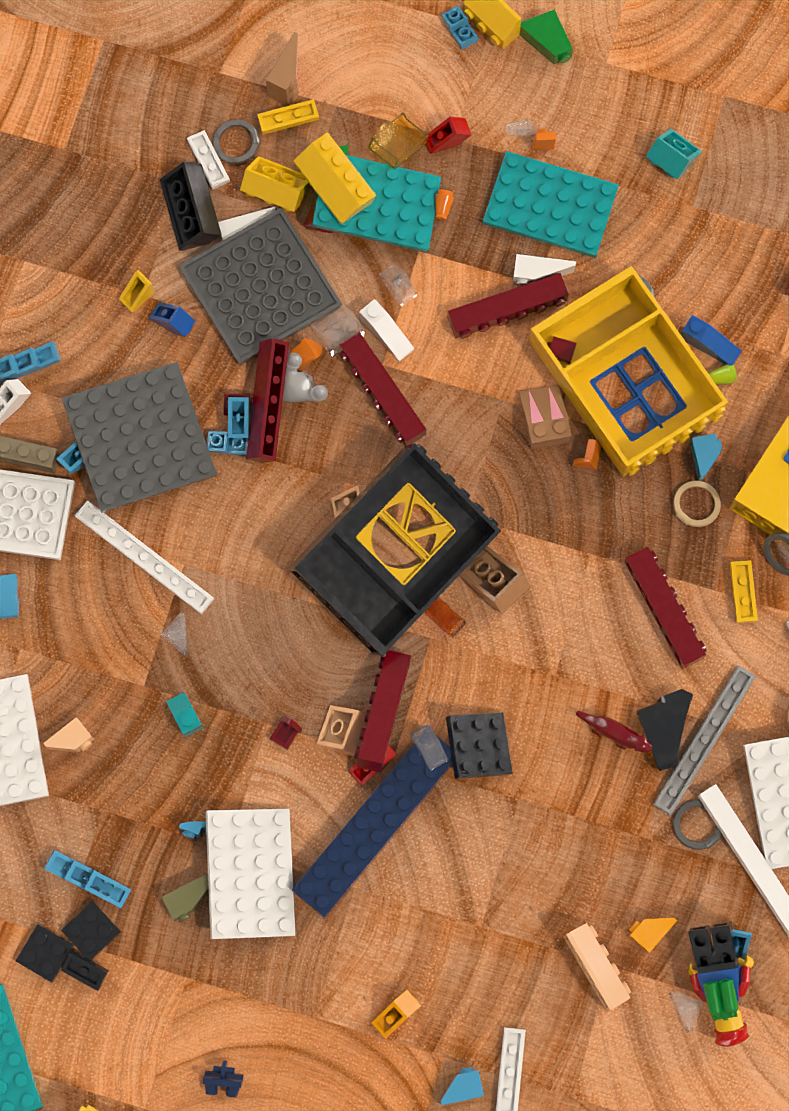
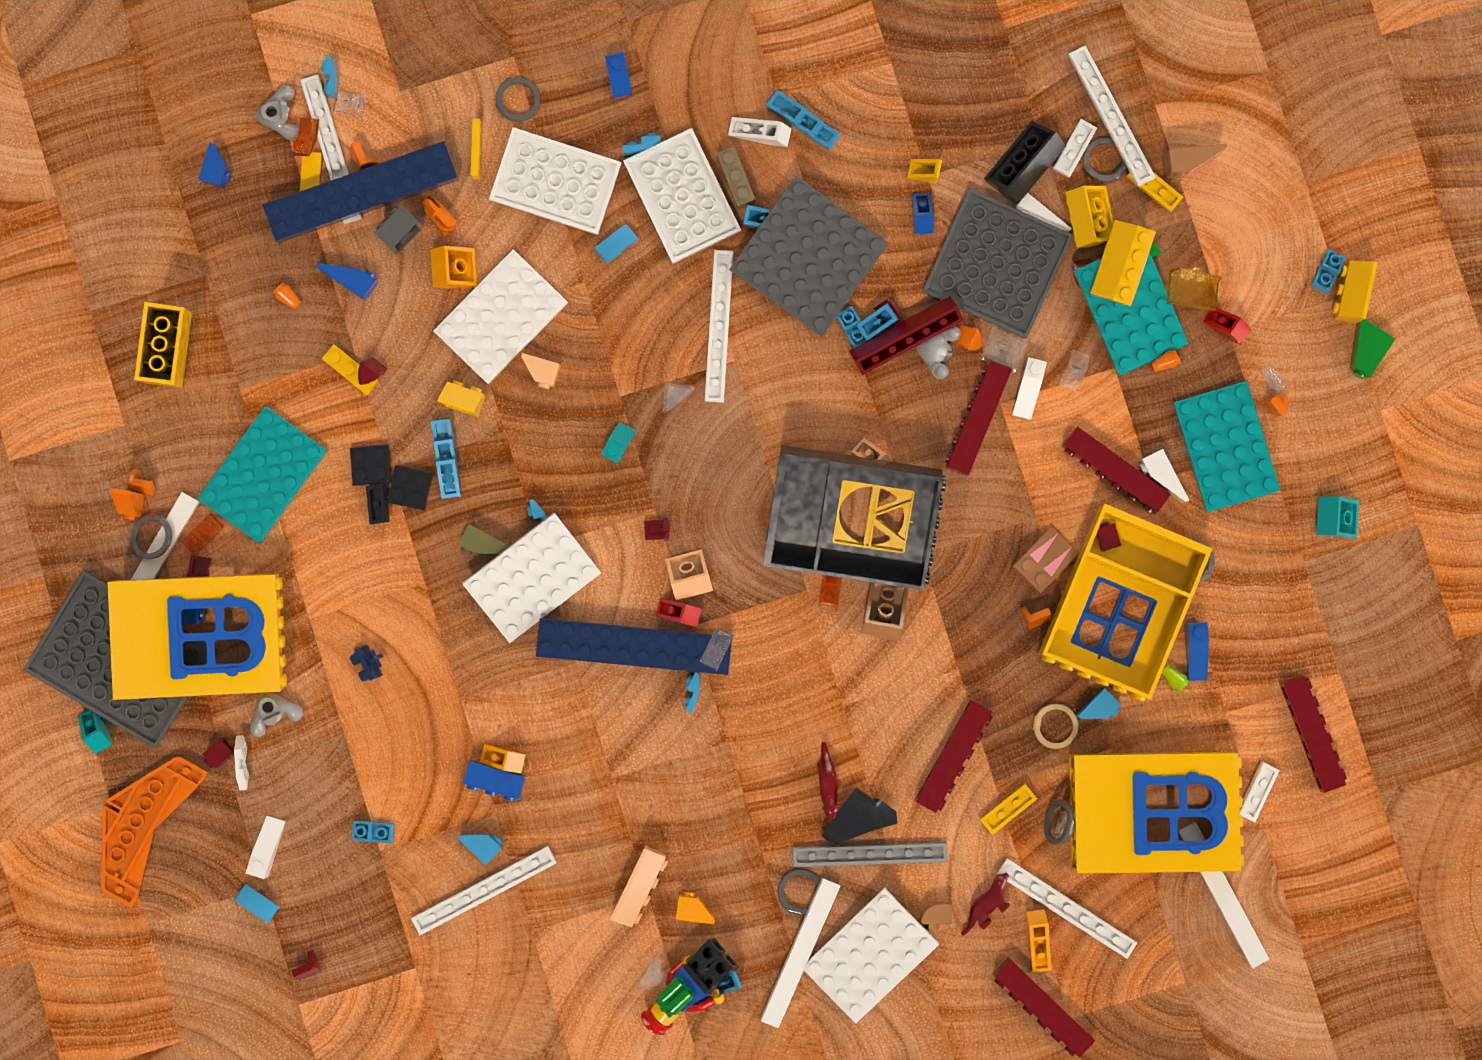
camera: 55 degrees right, 10 degrees up
(45, 826) = (462, 398): none -> yellow slope
(203, 111) = (1111, 116): none -> white tile
(383, 711) = (722, 594): dark red brick -> none
(411, 1035) = (494, 781): none -> blue brick
(448, 794) = (693, 685): none -> dark azure slope
(479, 745) = (746, 685): black plate -> none

